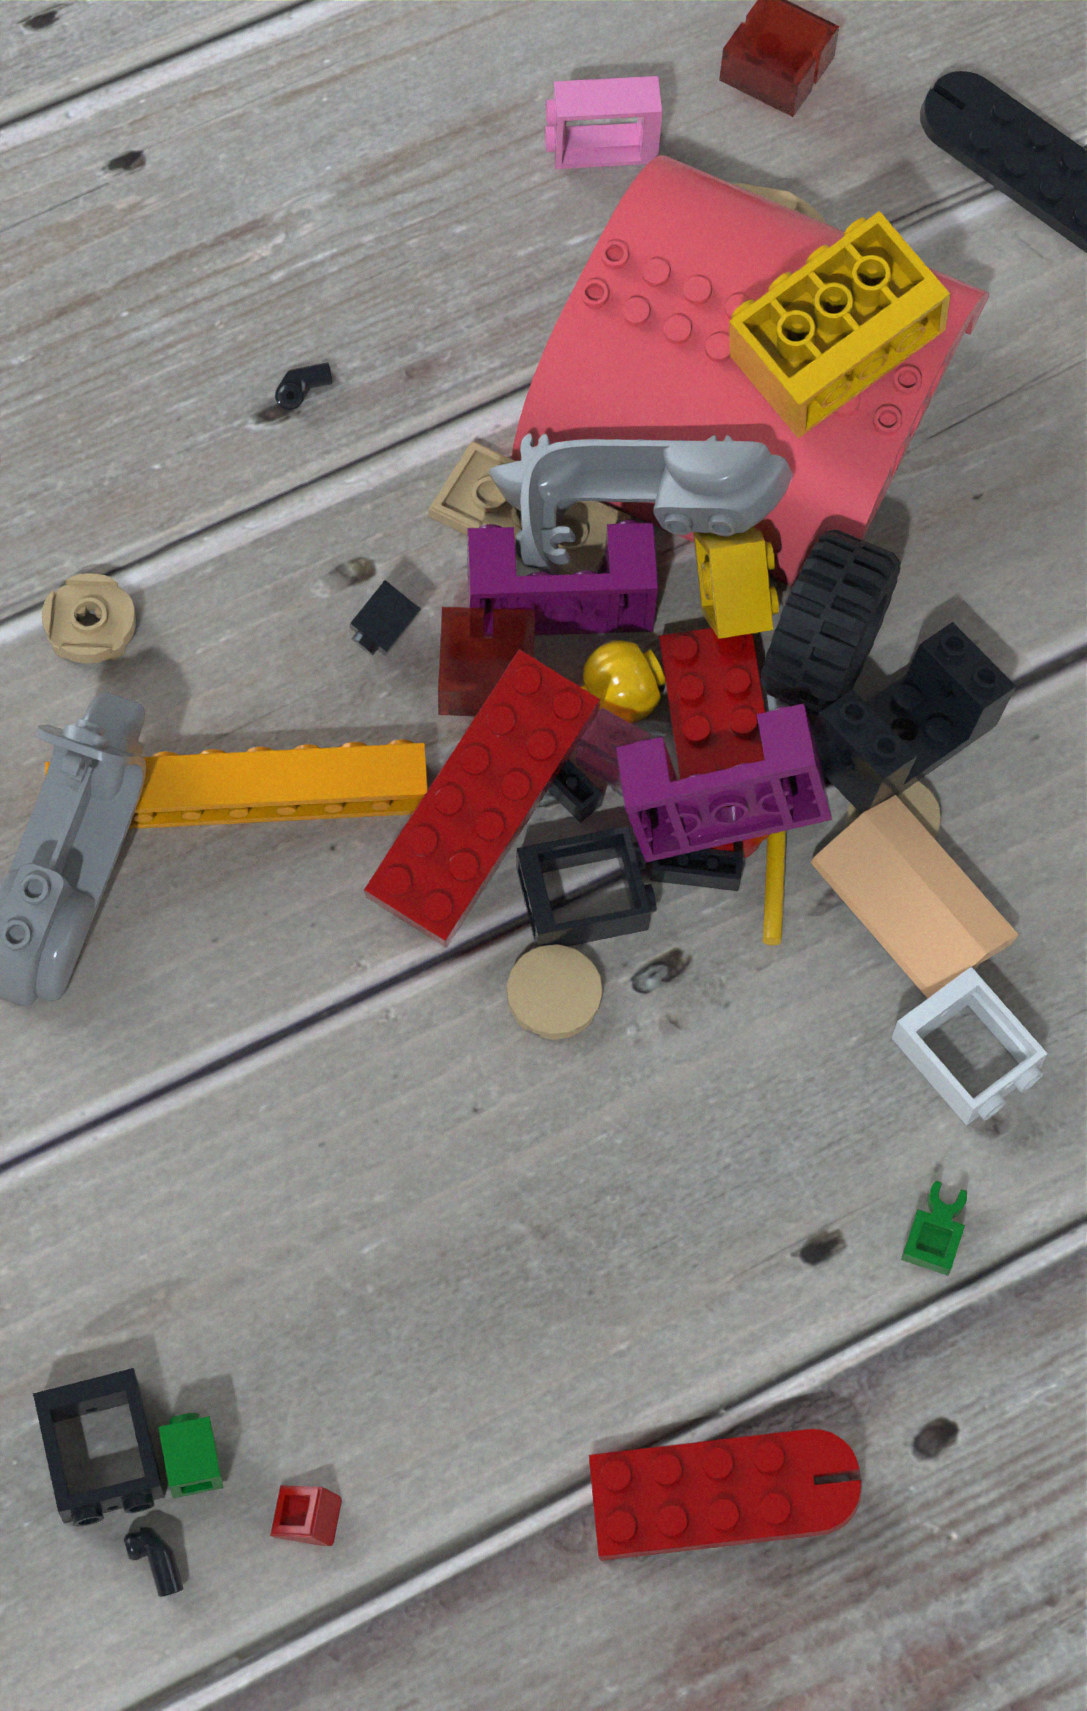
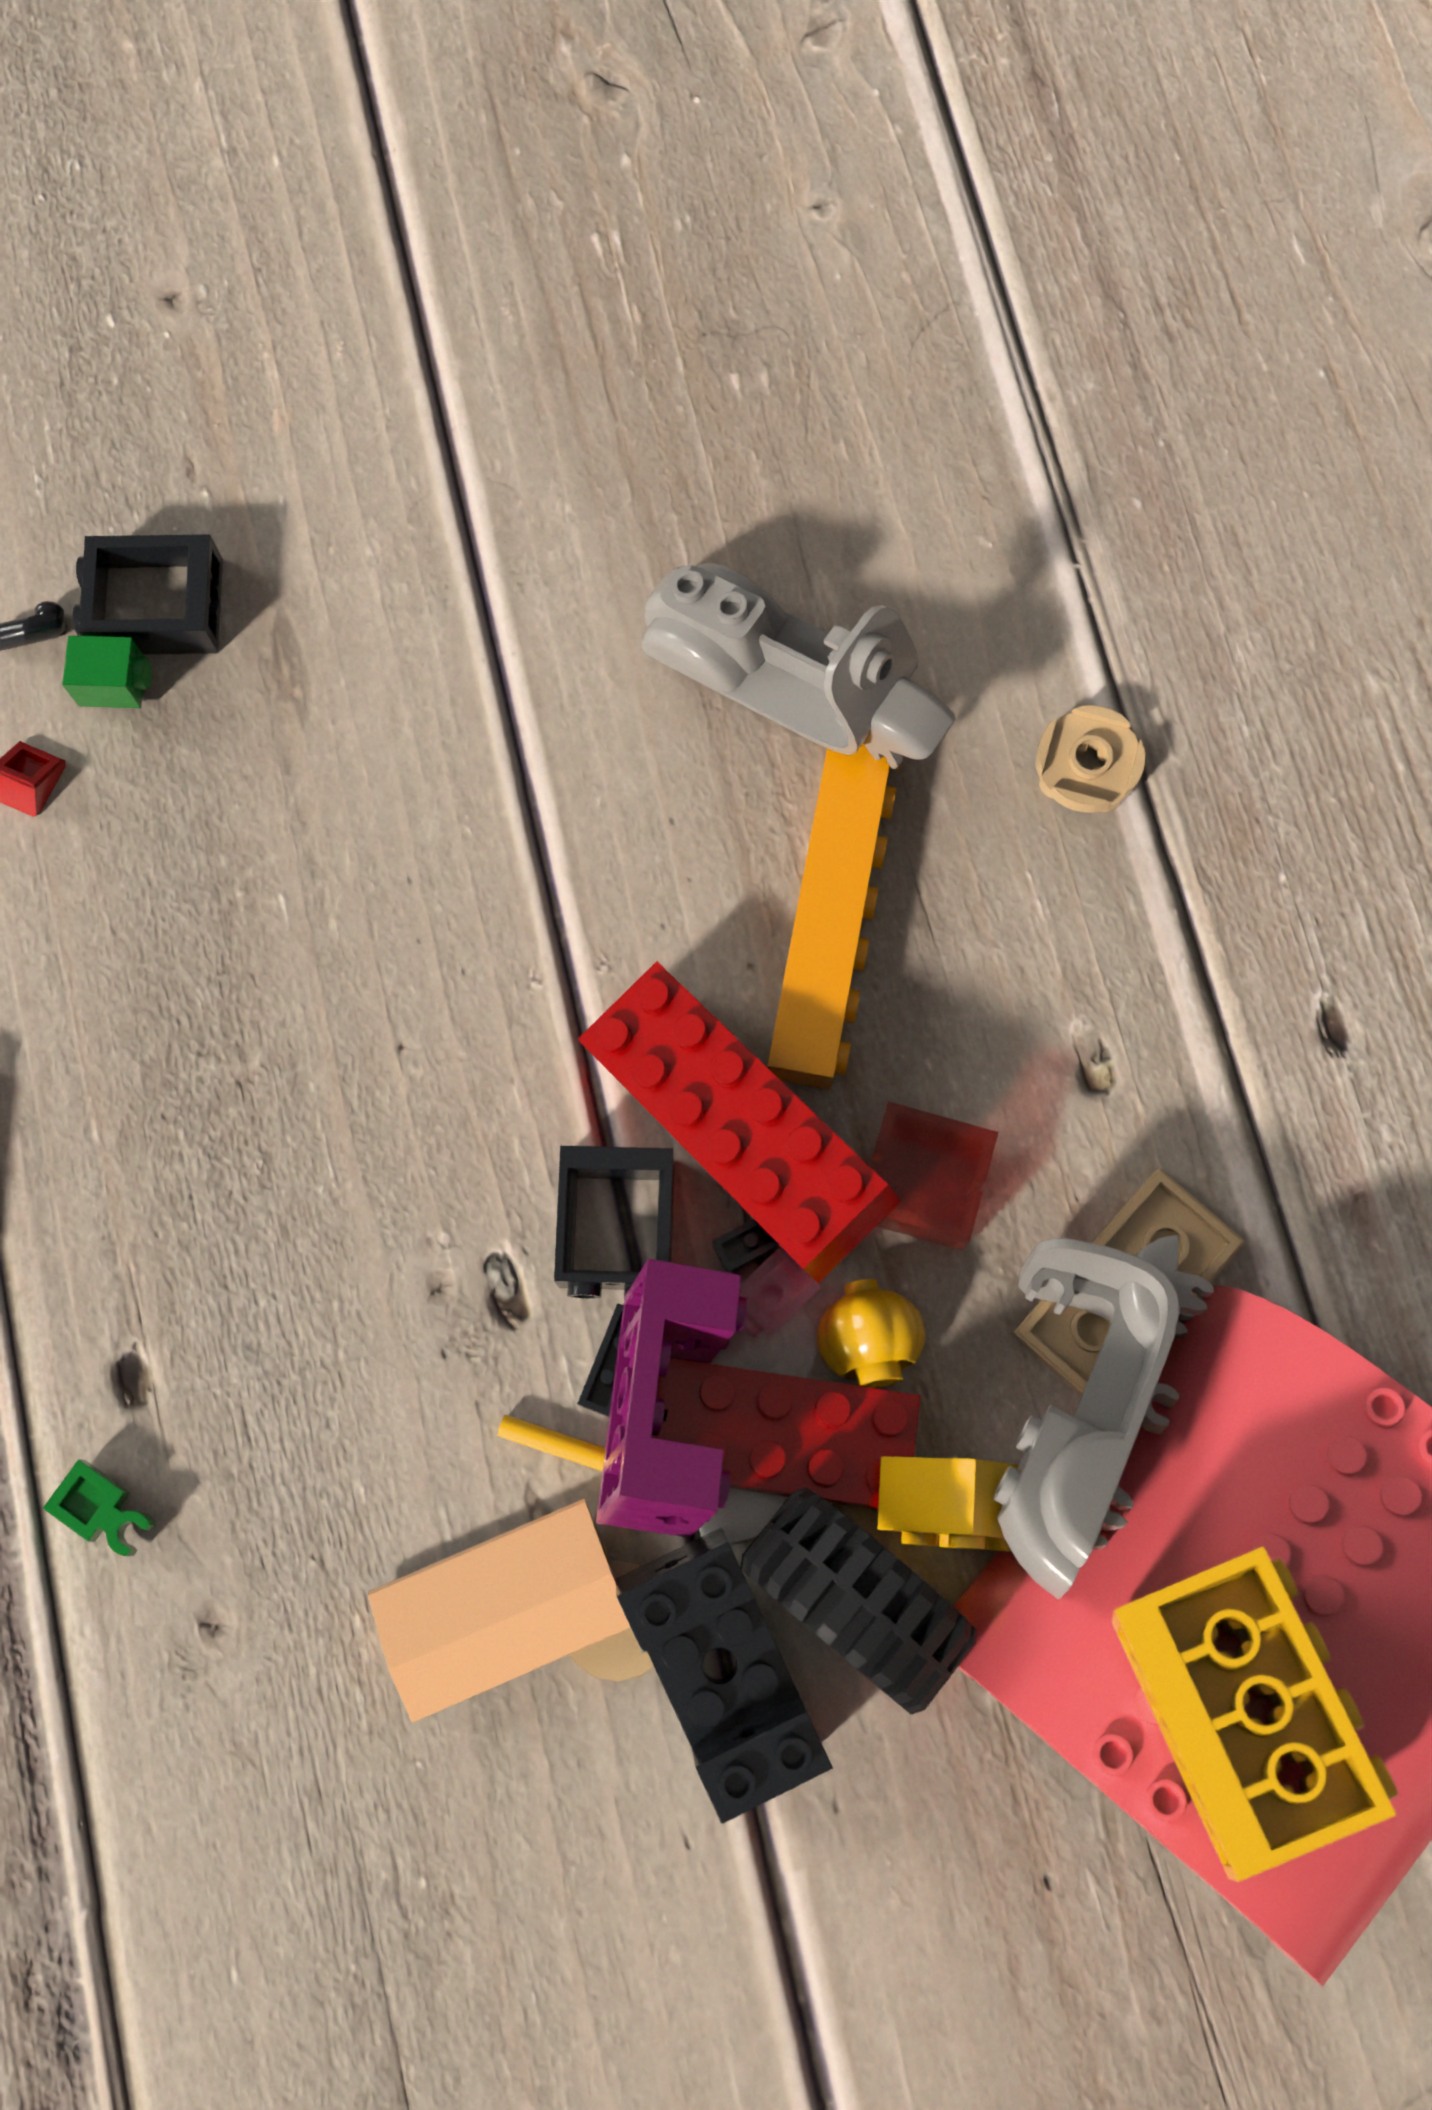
camera: 110 degrees right, 10 degrees up
(298, 383) = (1366, 1056): black arm -> none
(383, 620) = (1010, 1074): black brick -> none
(554, 991) = (507, 1160): tan tile -> none
(568, 604) = (1024, 1208): magenta plate -> none
(971, 991) = (227, 1619): white window -> none

